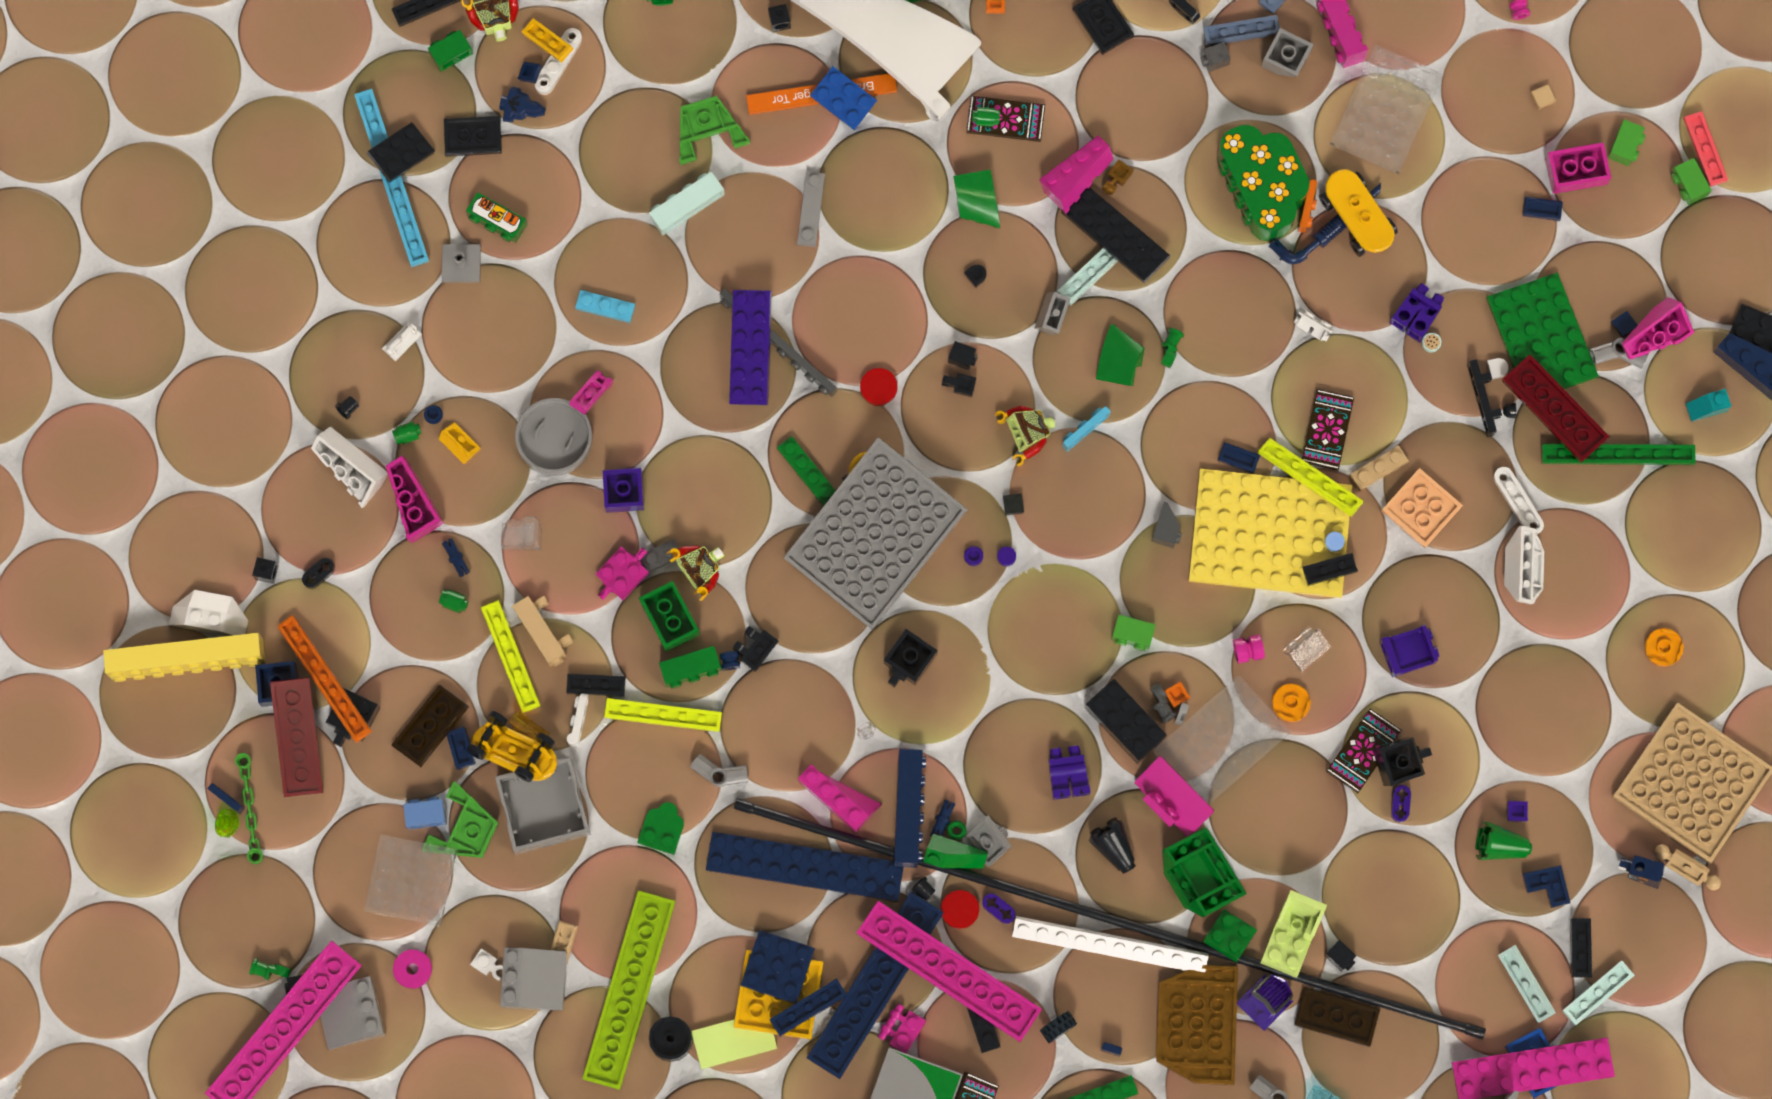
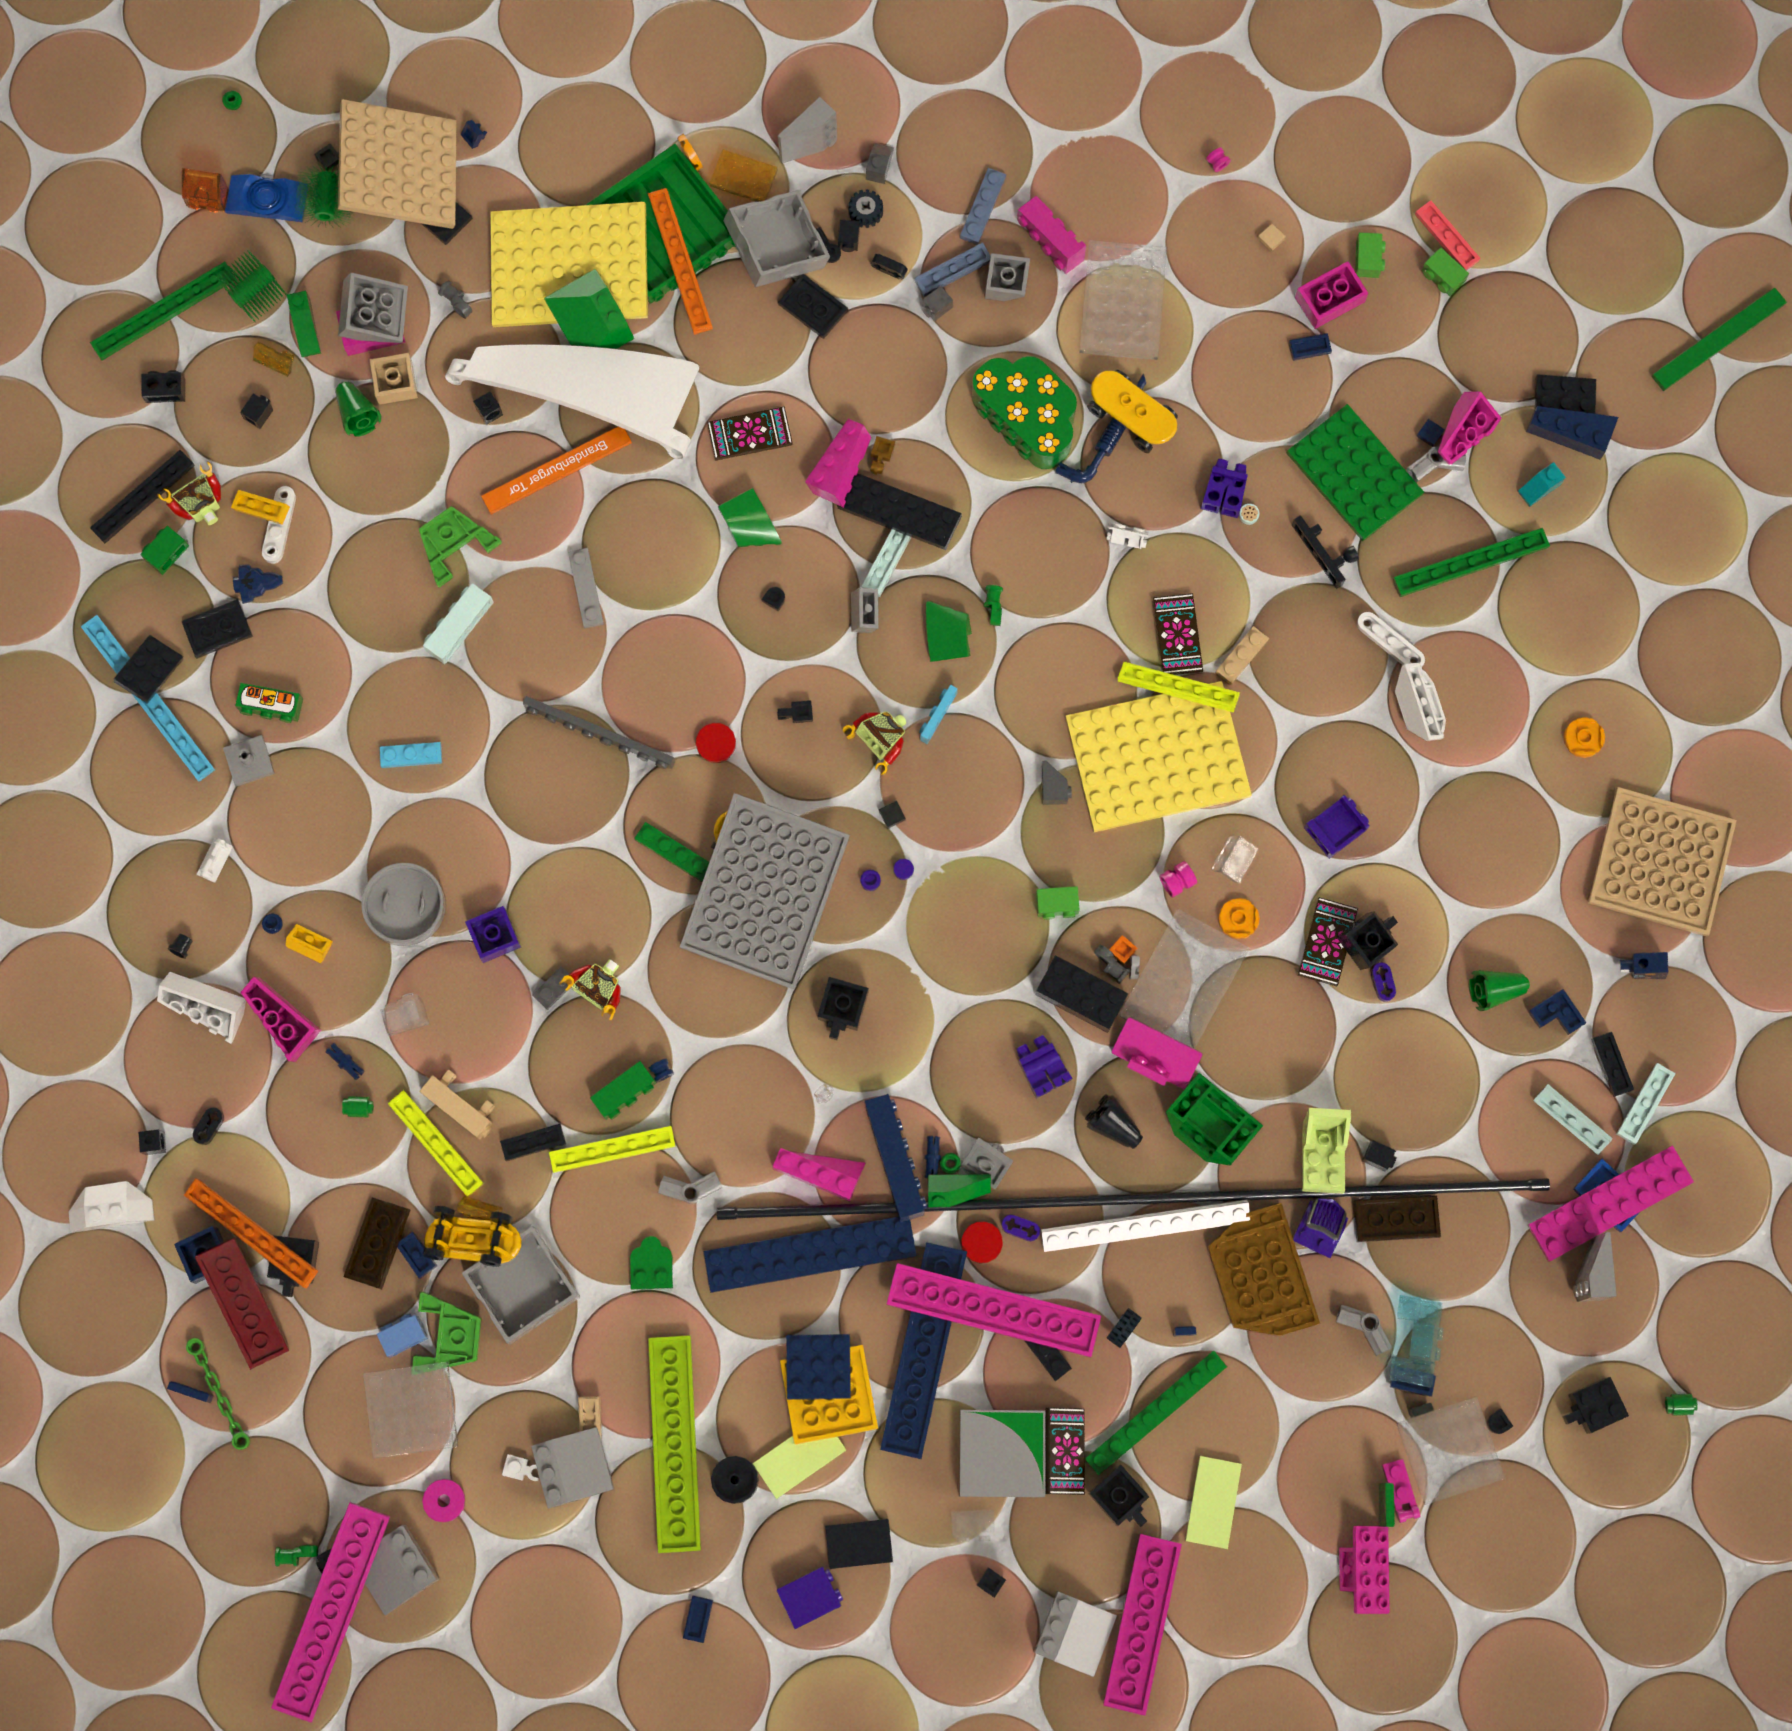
camera: 20 degrees left, 0 degrees up
(184, 656) = (96, 1260): light yellow brick -> none
(226, 823) = (199, 1417): clear neon green plate -> none
(407, 433) = (251, 951): green brick -> none
(529, 72) = (253, 545): dark blue tile -> none
(578, 720) = (527, 1185): white plate -> none
(591, 392) = (426, 846): dark pink plate -> none
(622, 573) = (521, 1019): dark pink plate -> none
(669, 616) = (584, 1046): green brick -> none
(750, 347) = (572, 746): dark purple plate -> none
(758, 651) = (686, 1051): black plate -> none
(808, 1007) = (864, 1398): dark blue plate -> none
(843, 98) = (580, 466): blue plate -> none
(907, 1031) = (972, 1386): dark pink plate -> none
(923, 888) = (938, 1234): black piece -> none
(962, 356) = (789, 683): black brick -> none
(986, 116) = (729, 437): green brick -> none
(1230, 935) = (1262, 1174): green plate -> none
(1238, 458) = (1100, 692): dark blue tile -> none
(1309, 204) = (1081, 418): orange hinge -> none
(1329, 569) = (1230, 772): black hinge -> none
(1334, 541) = (1225, 743): light blue tile -> none
(1422, 508) = (1298, 680): light nougat plate -> none
(1497, 367) = (1323, 516): white tile -> none
(1517, 811) = (1500, 949): dark purple plate -> none
(1555, 408) = (1395, 537): dark red plate -> none
(1687, 867) = (1687, 947): tan plate -> none

